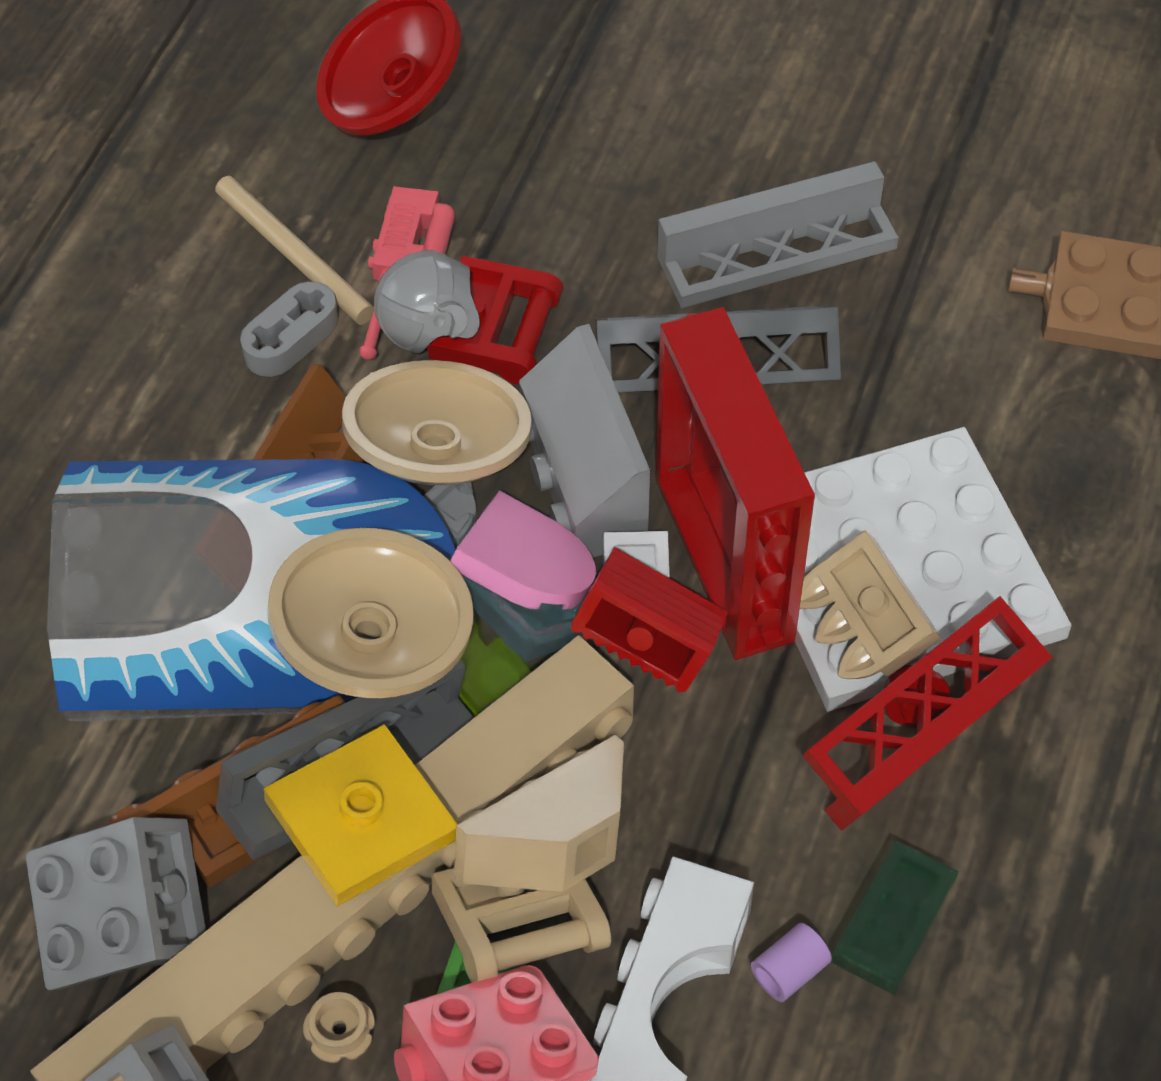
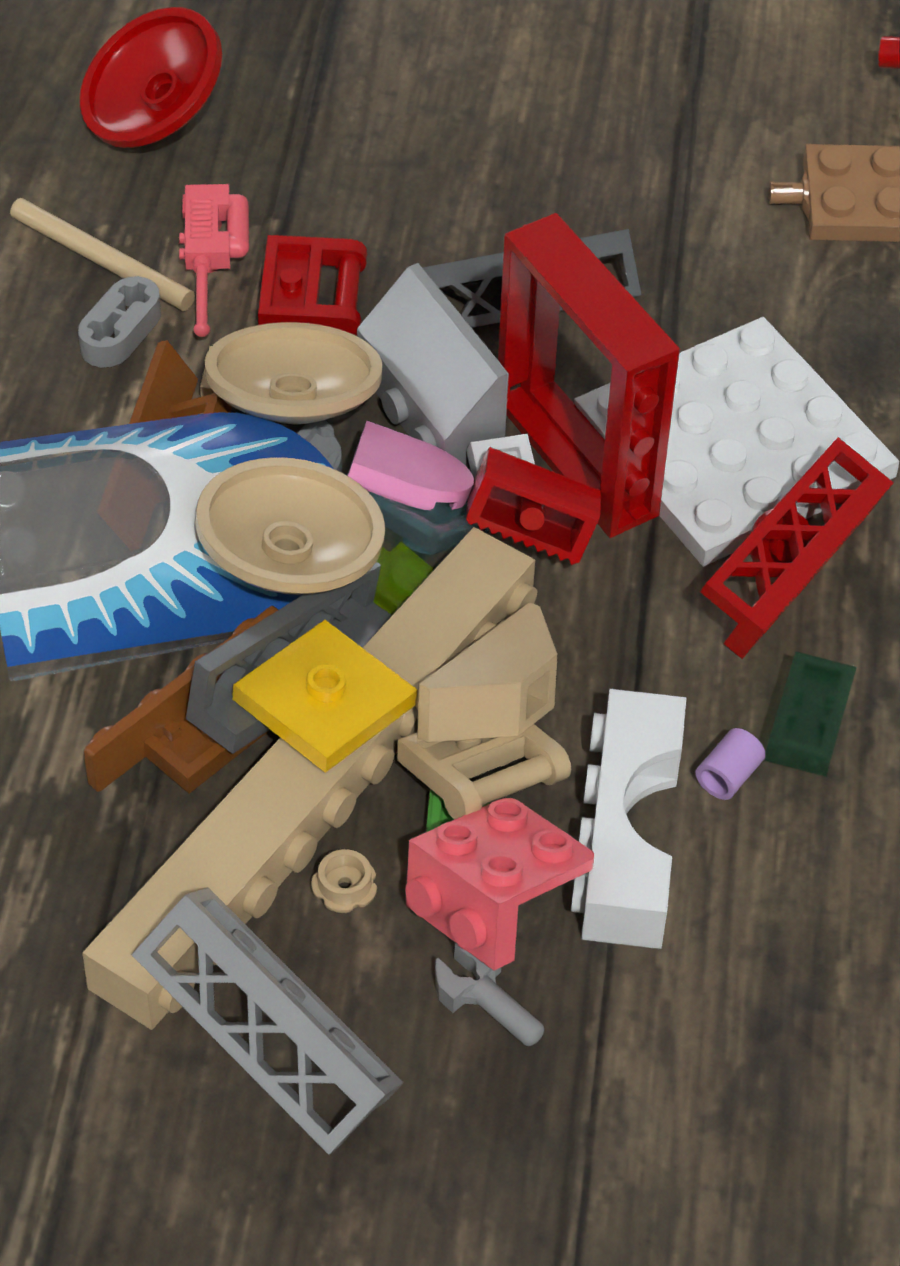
camera: 15 degrees left, 5 degrees down
(114, 899) = (107, 809): light grey bracket -> none
(425, 299) = (248, 273): light grey cap -> none
(767, 225) = (539, 174): light grey fence -> none
(868, 605) = (725, 463): tan plate -> none

